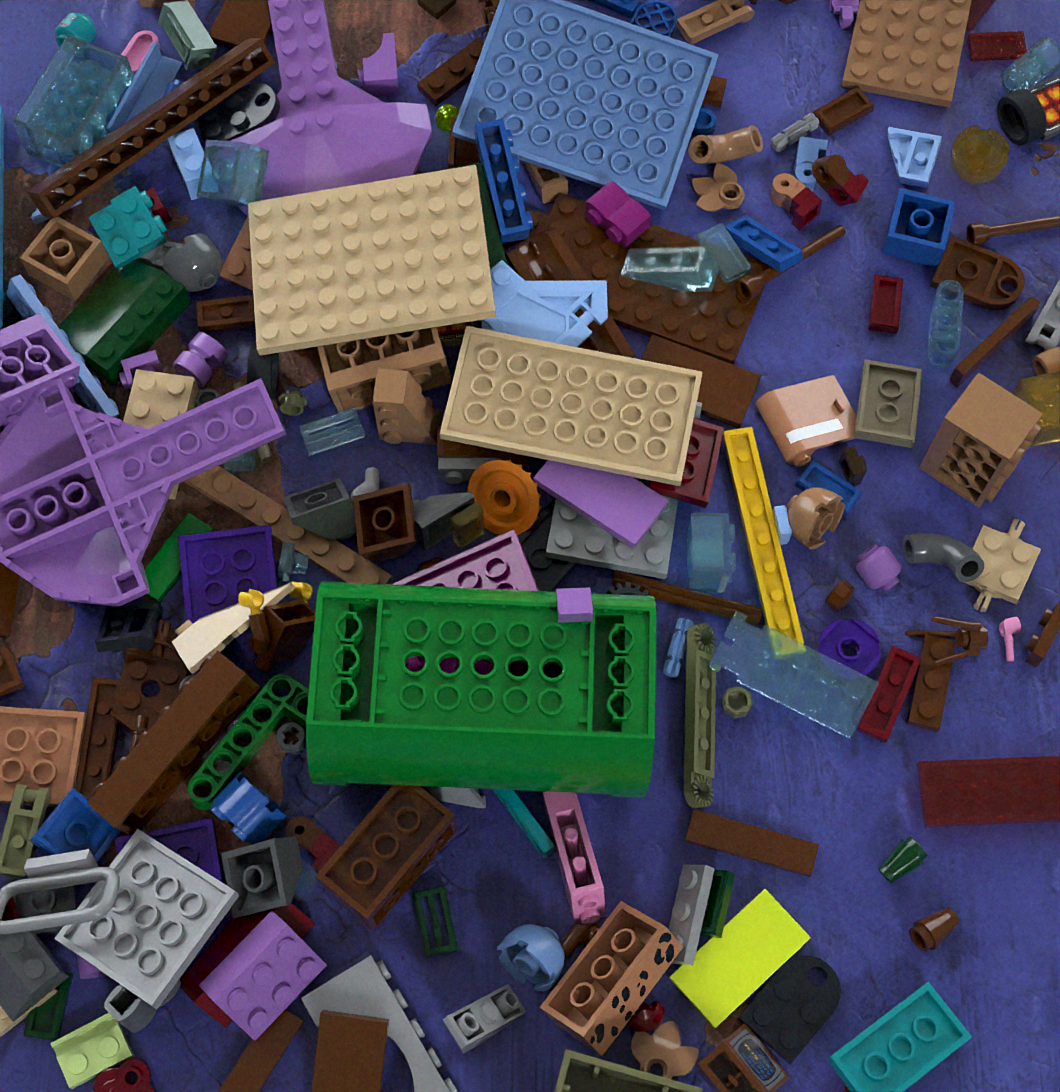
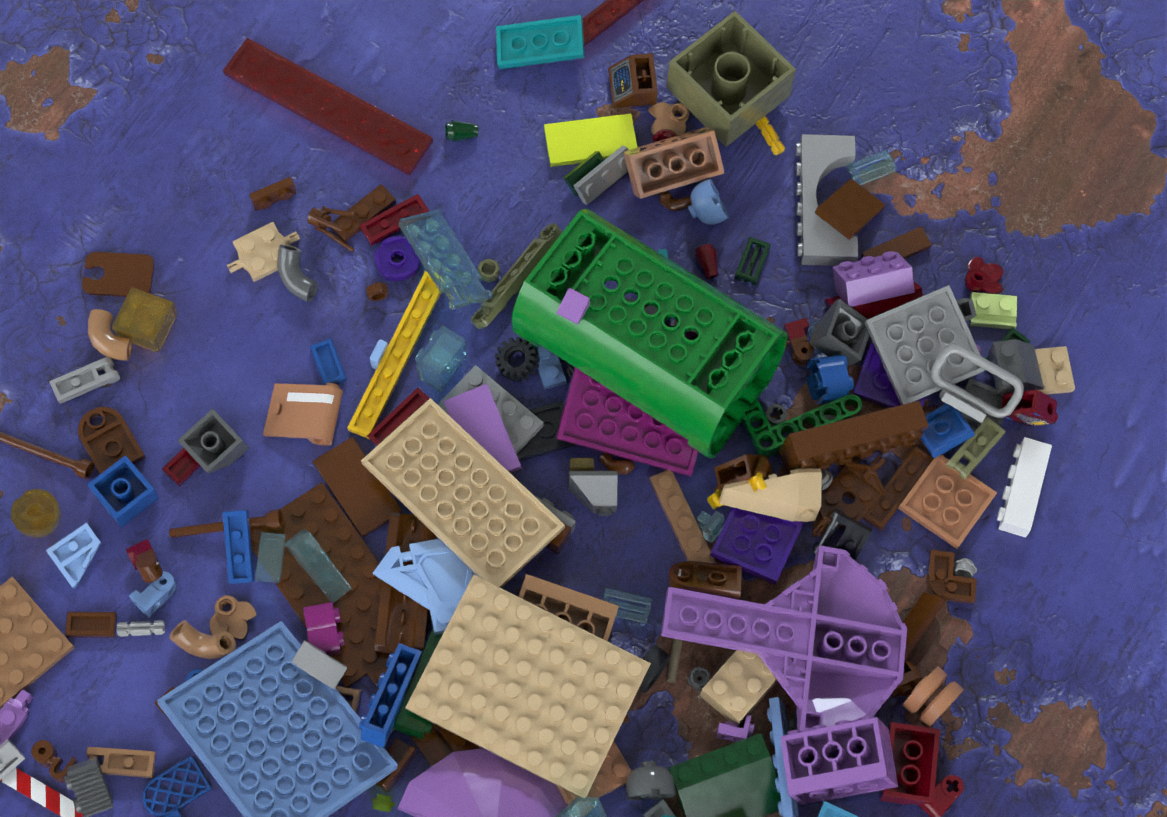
camera: 150 degrees left, 0 degrees up
(166, 565) = (765, 591): green tile -> none
(201, 358) = (687, 710): medium lavender wheel -> none
(225, 313) = (647, 740): reddish brown plate -> none
(251, 484) = (707, 578): none -> reddish brown plate
(292, 402) = (641, 641): olive plate -> none
(323, 510) = (667, 545): dark grey slope -> none
(371, 483) = (629, 543): light grey arm -> none
(385, 523) = (633, 503): reddish brown slope -> none
(387, 853) = (772, 290): reddish brown brick -> none
(402, 410) = (574, 570): medium nougat wedge -> none
(484, 1018) = (761, 188): light grey slope -> none
(490, 882) = (707, 260): none -> dark red cone
(501, 514) = (545, 475): orange gear -> none
(575, 857) = (655, 223): bright pink slope -> none
(601, 171) = (319, 664): none -> light grey slope
(677, 648) = (497, 325): medium blue axle -> none
(689, 597) = (473, 351): reddish brown axle -> none
(751, 843) = (538, 192): reddish brown tile -> none
(791, 1008) = (579, 100): black plate -> none
(796, 199) = (184, 572): leg -> none
(813, 514) = (355, 345): medium nougat cylinder -> none
(853, 466) = (303, 363): dark brown plate -> none
(872, 325) = (213, 443): none -> dark grey slope
(878, 567) = (340, 292): medium lavender head -> none
(888, 403) = (245, 391): dark tan tile -> none
(933, 929) = (472, 88): reddish brown cone -> none
(940, 334) = (161, 428): clear light blue beam -> none
(981, 441) = (222, 306): medium nougat brick -> none
(994, 341) = (141, 386): reddish brown tile -> none
(1007, 629) = (290, 214): bright pink hand -> none

